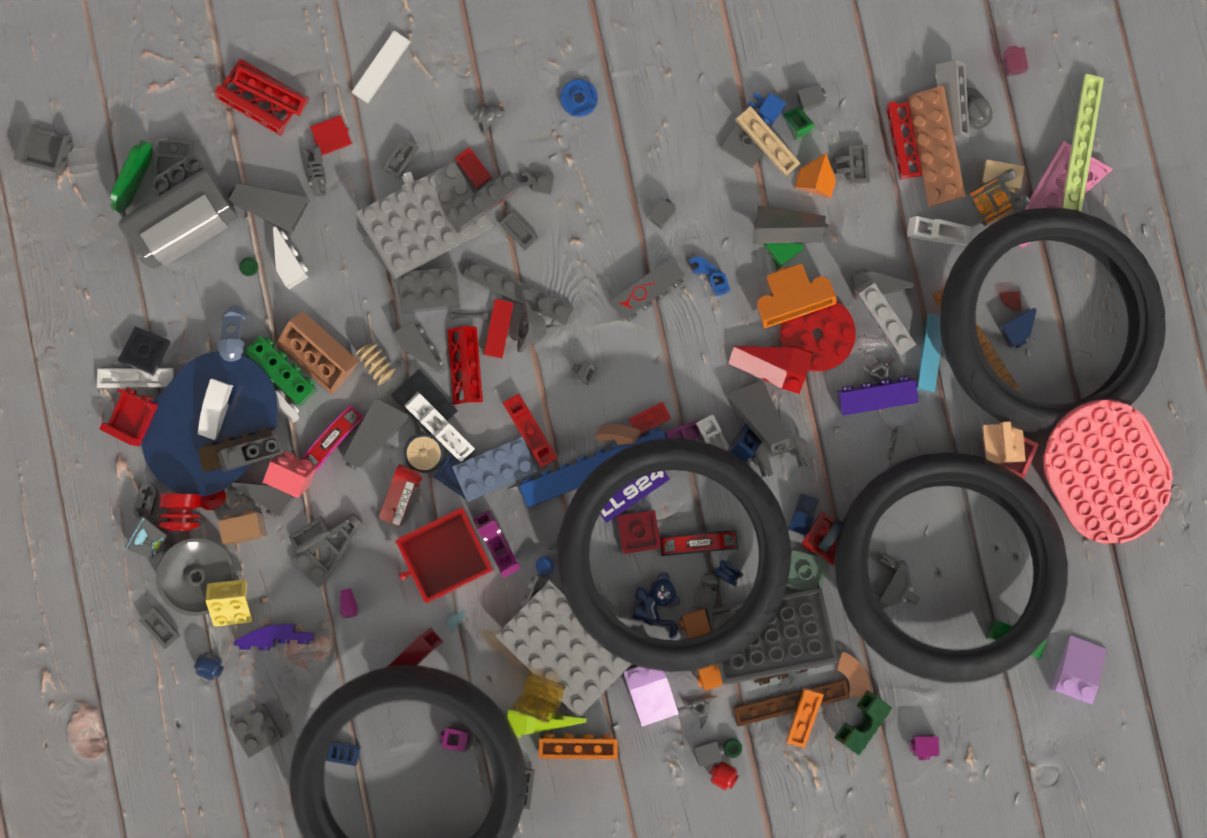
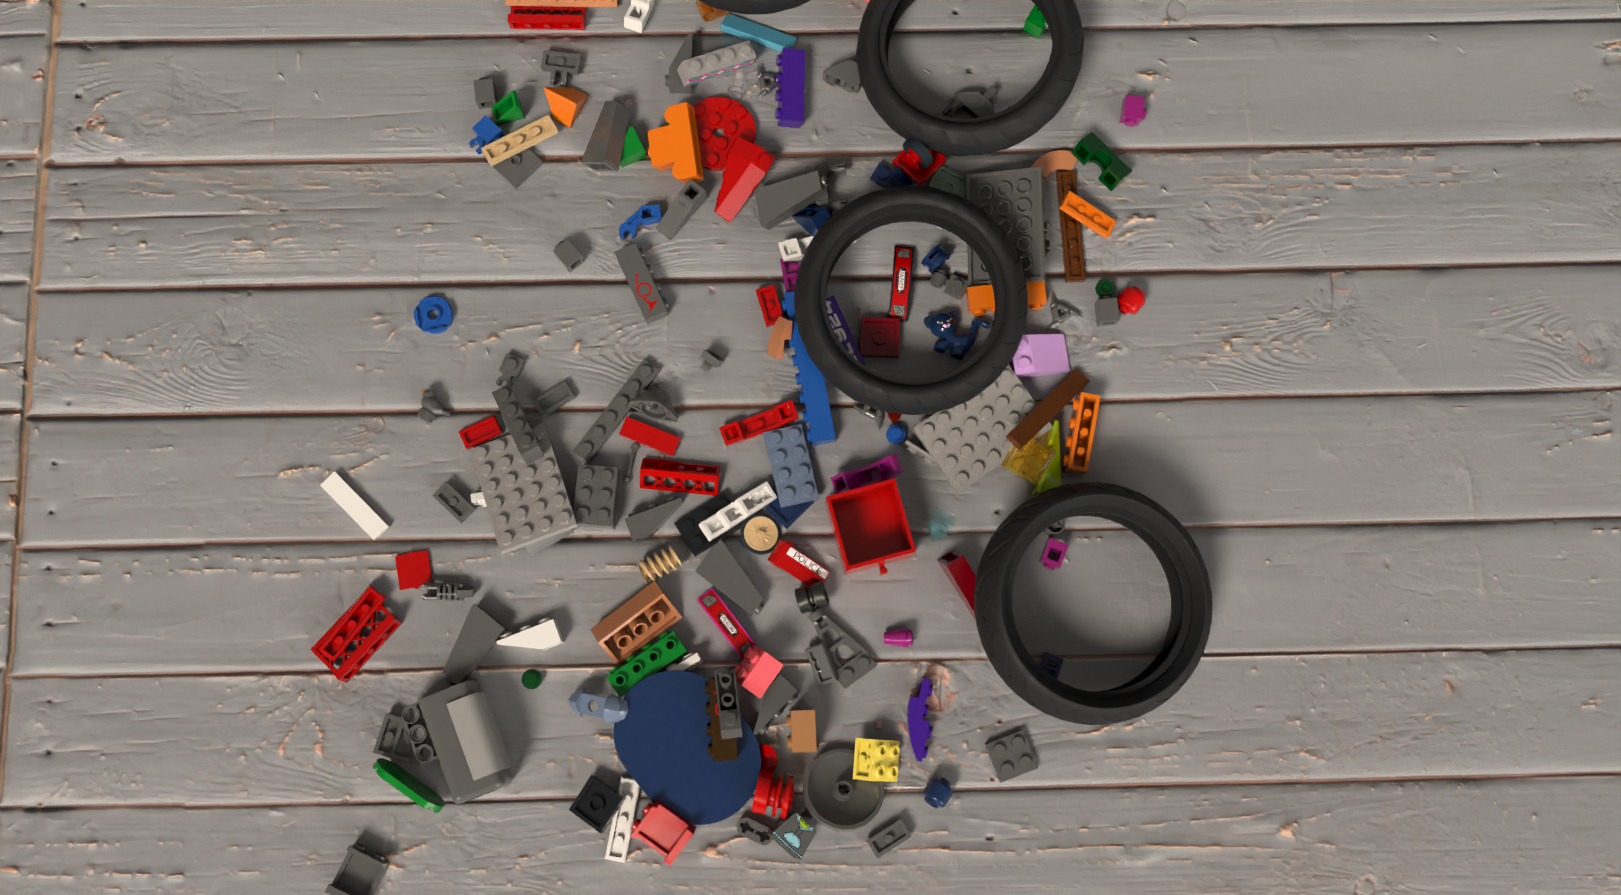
camera: 80 degrees left, 5 degrees down
(214, 408) = (674, 737): white slope -> none
(369, 511) = (811, 597): none -> pearl dark grey wheel
(594, 709) = (1047, 409): none -> reddish brown tile
(729, 312) = (681, 209): none -> dark grey slope

